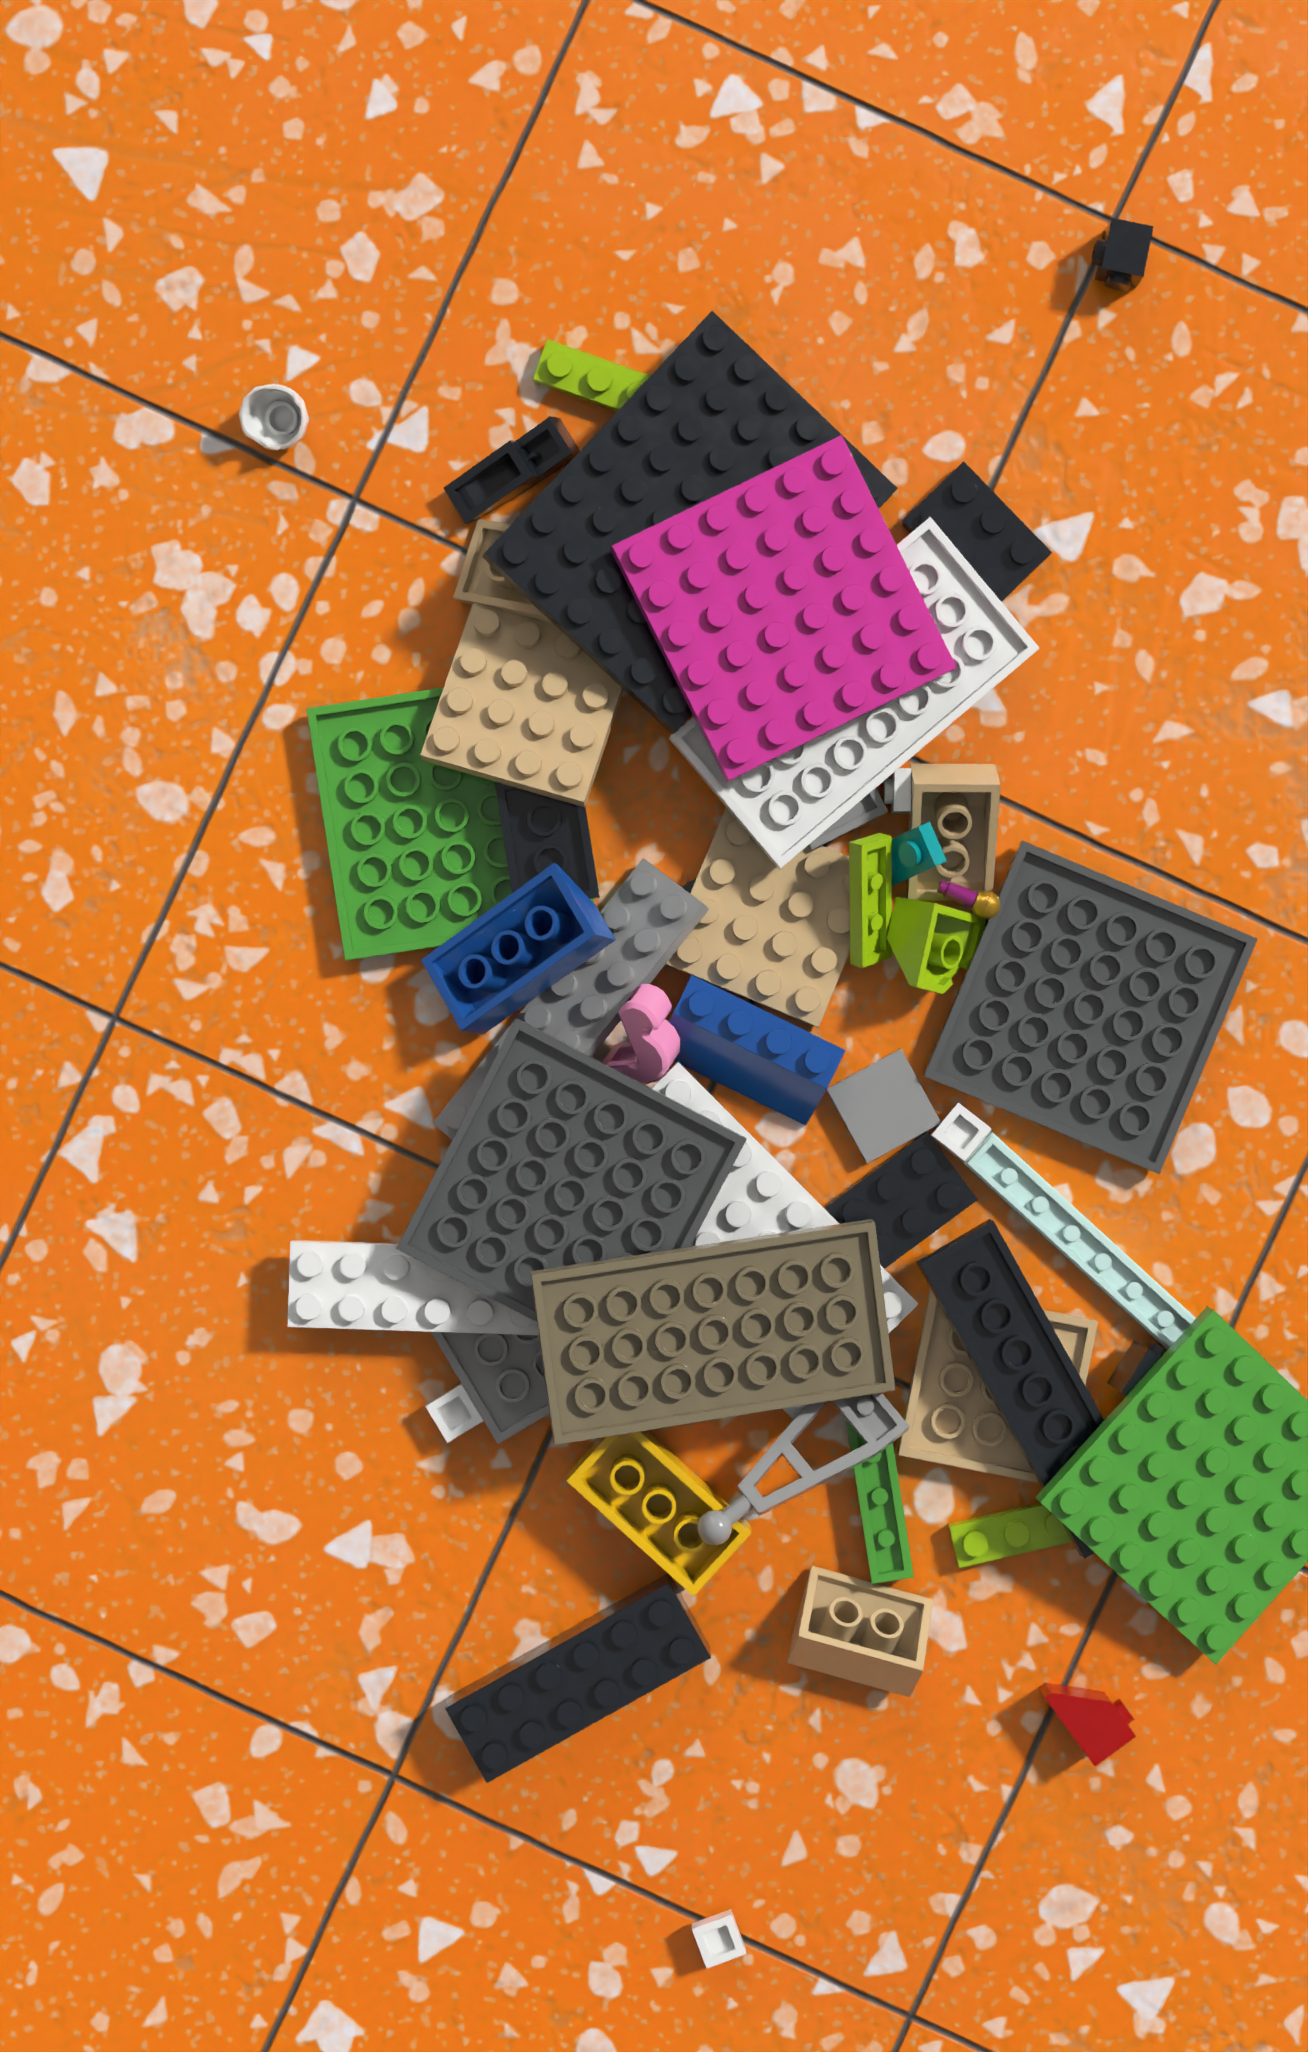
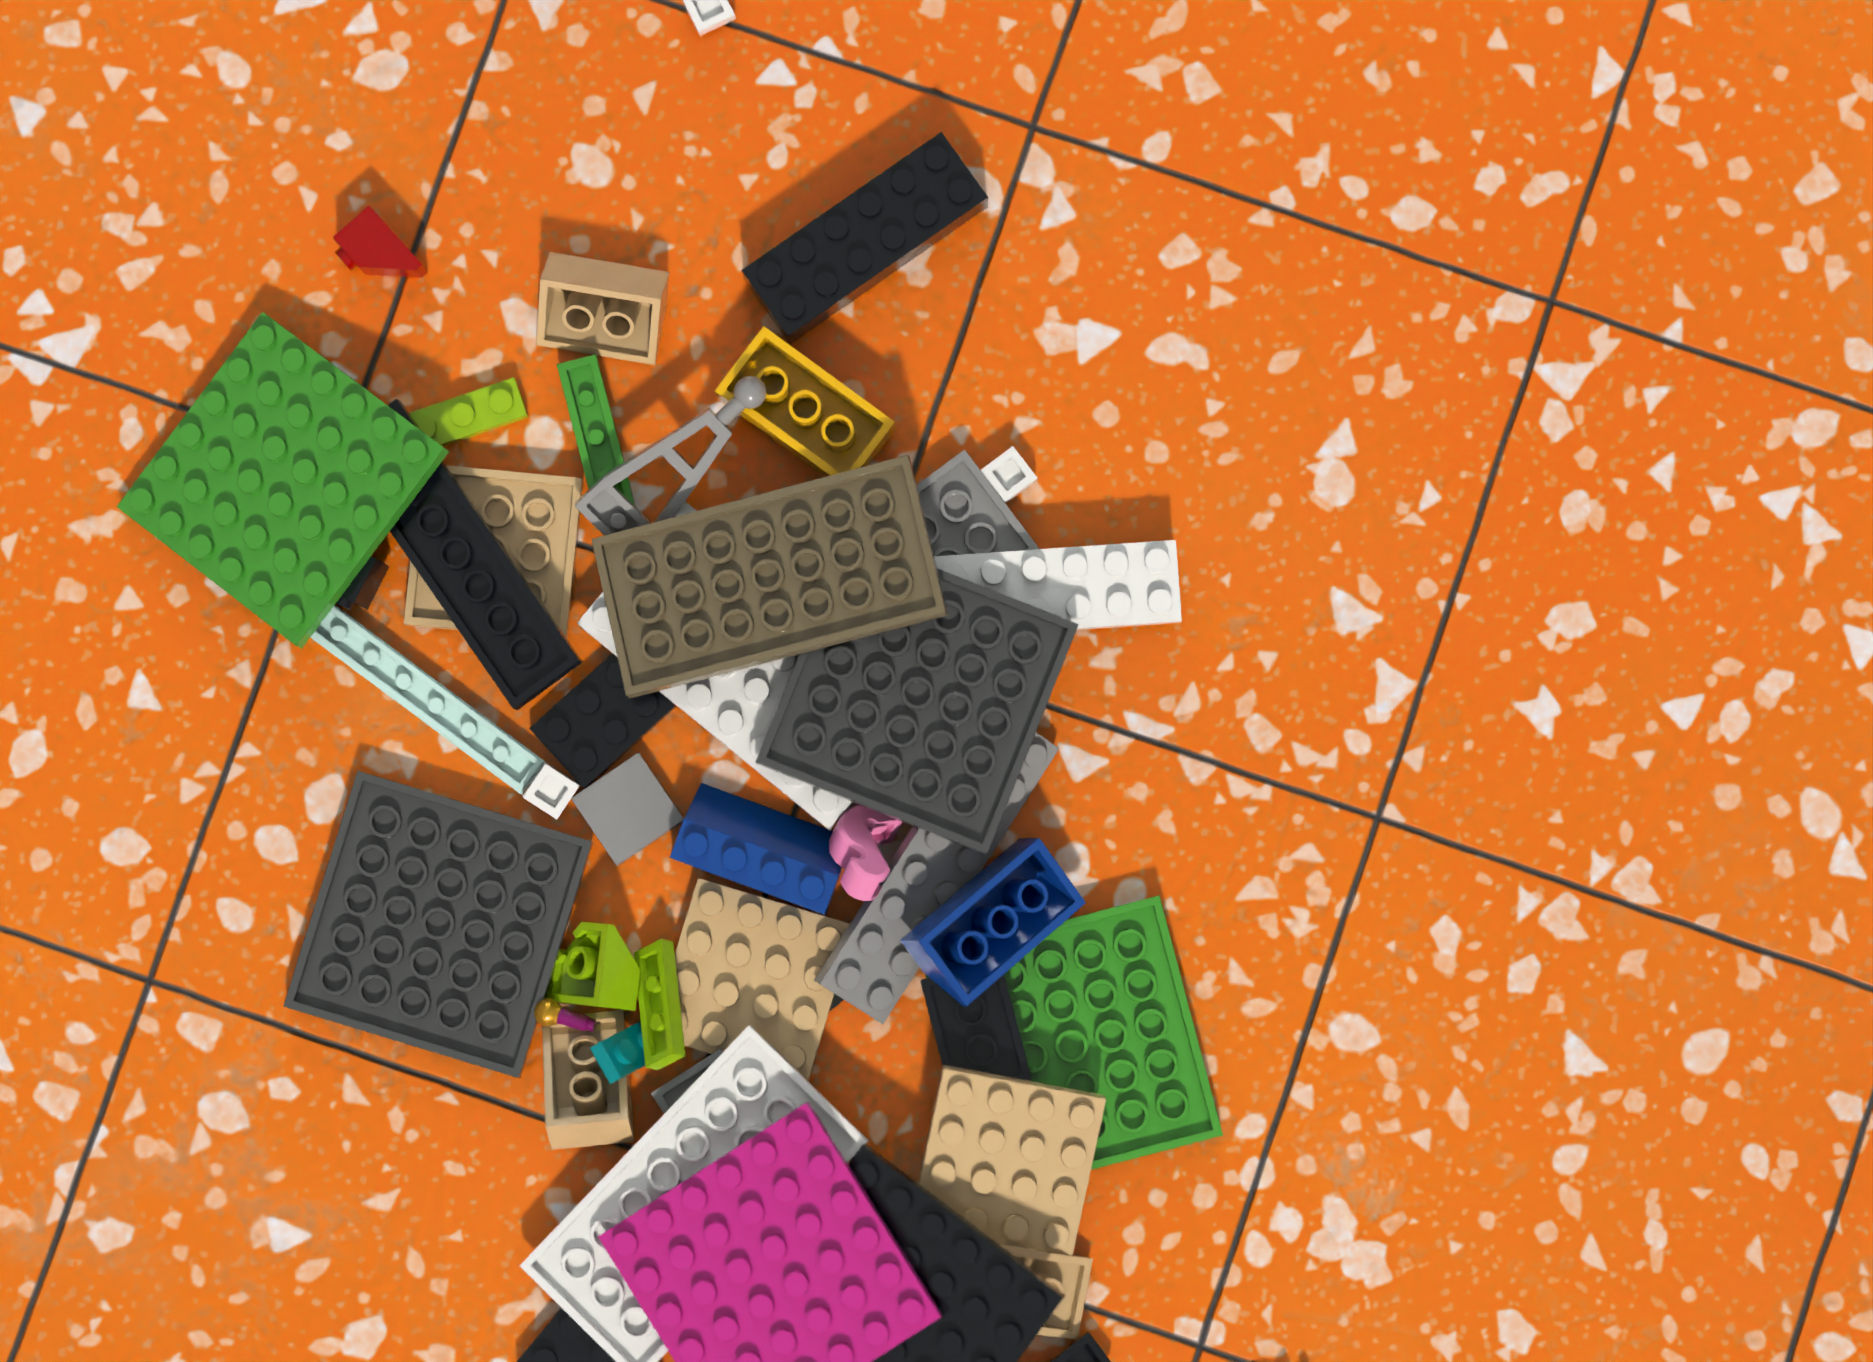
camera: 175 degrees right, 5 degrees down
(898, 791) = (643, 1113): white plate -> none

